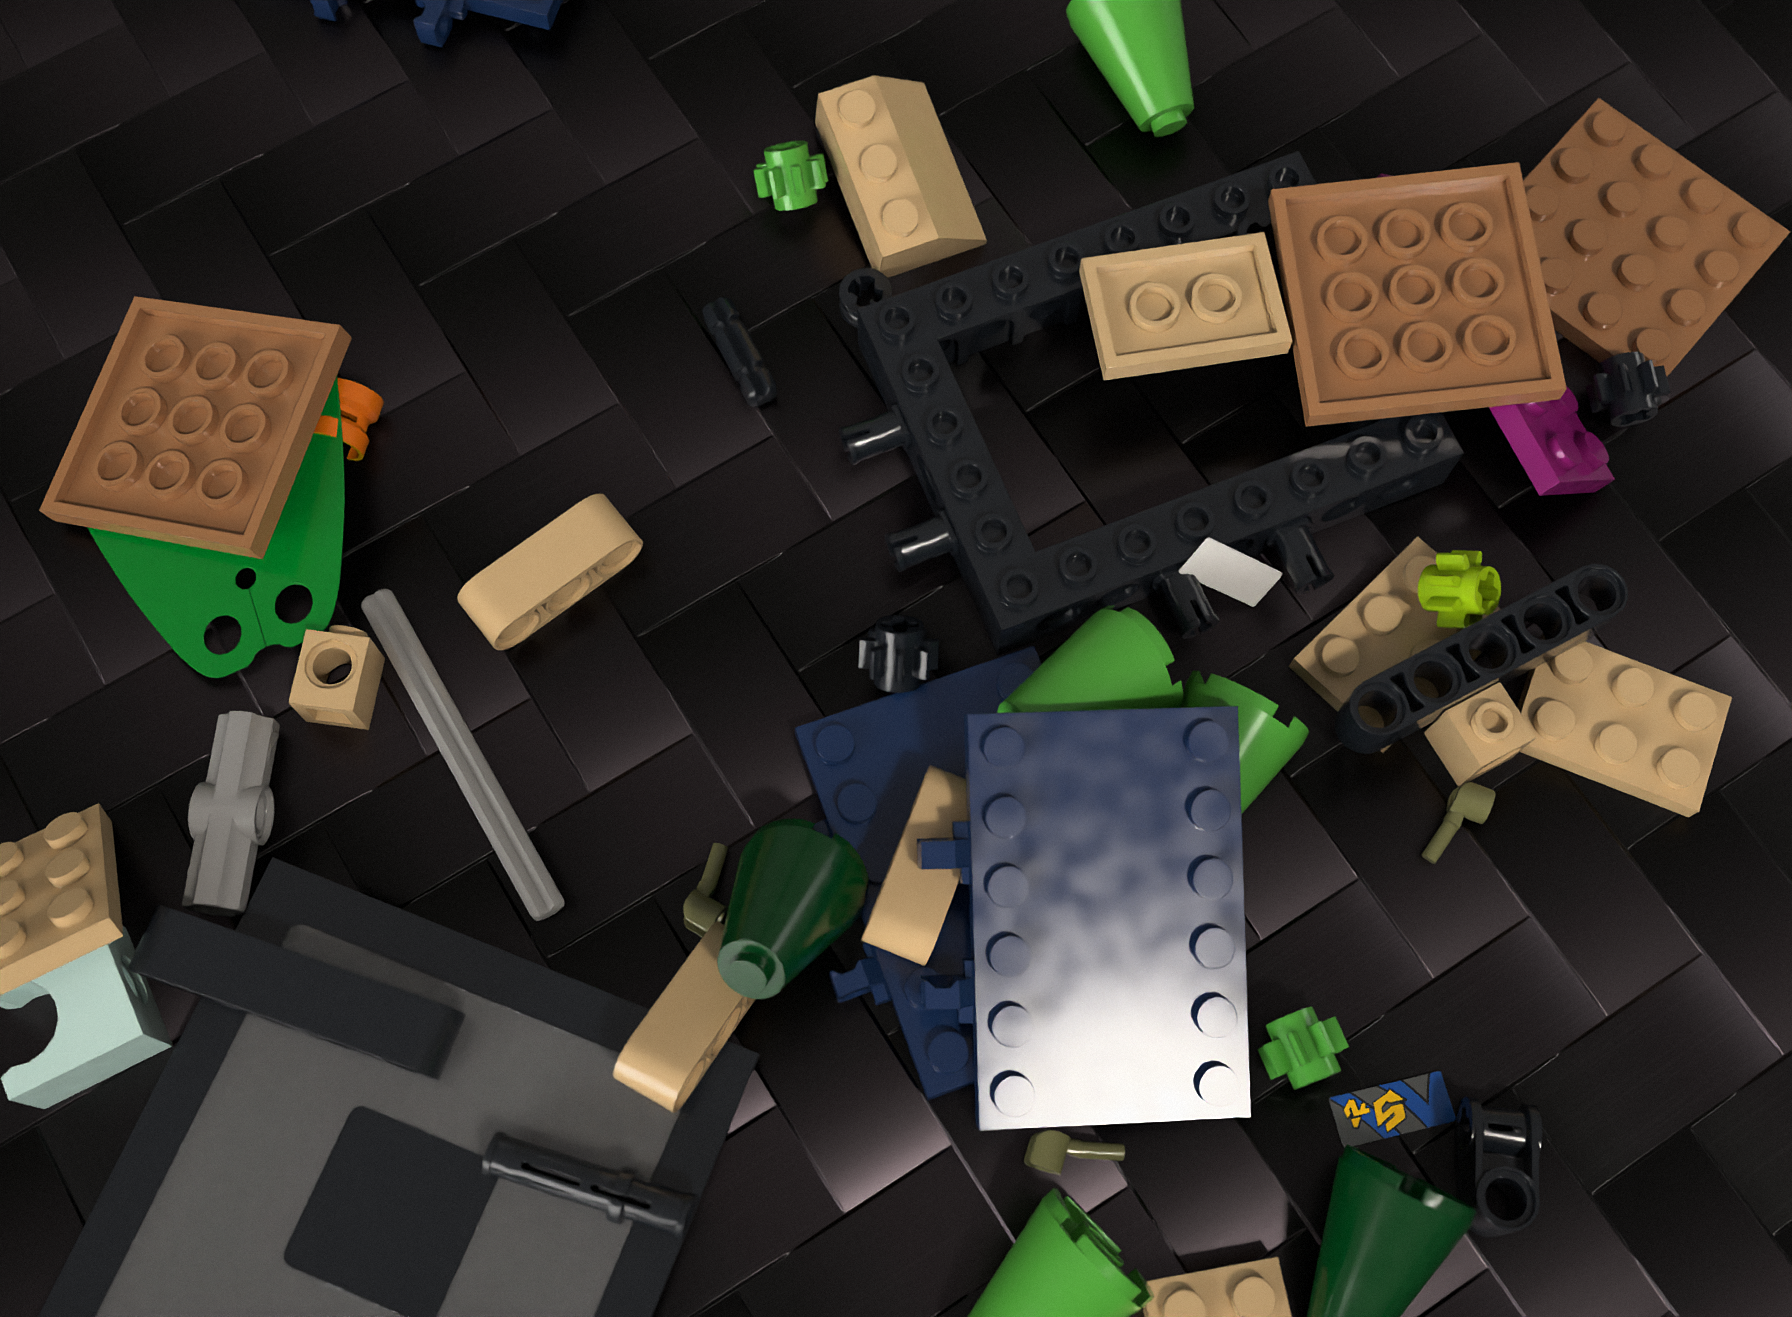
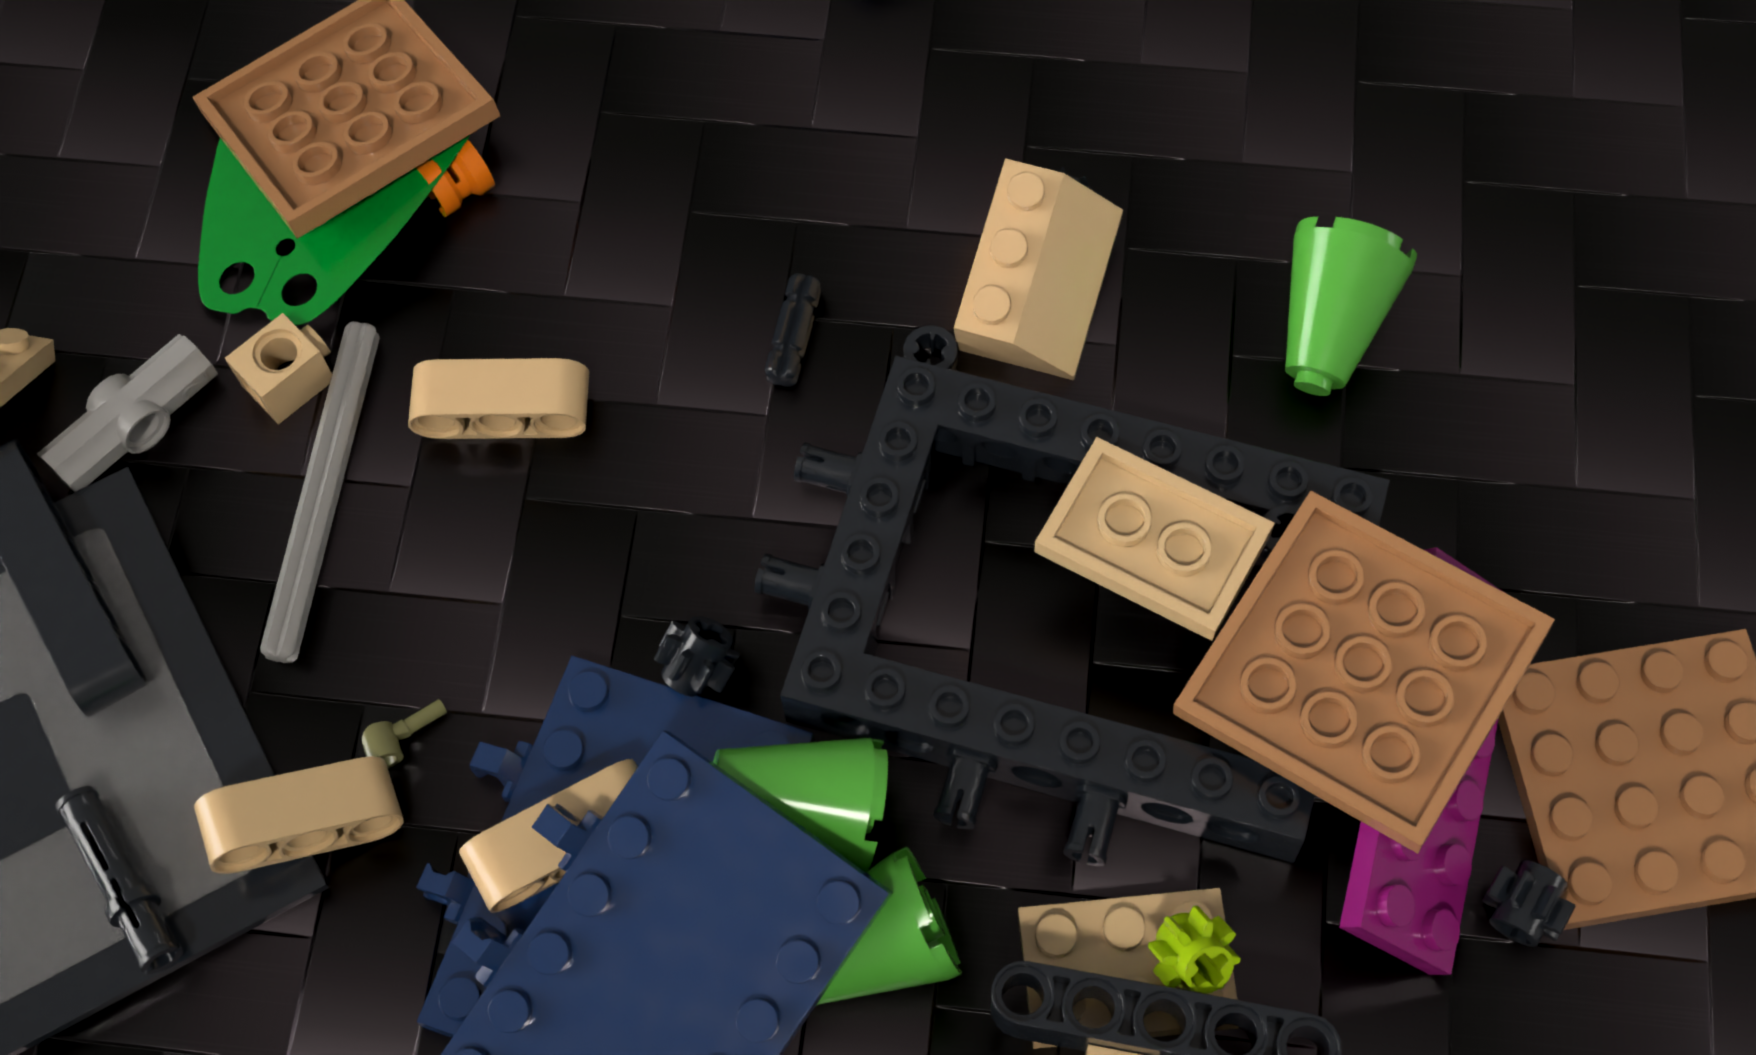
camera: 45 degrees right, 5 degrees down
(788, 905) = (420, 783): dark green cone -> none
(790, 175) = (950, 214): bright green gear -> none
(1231, 572) = (1020, 793): white sticker -> none

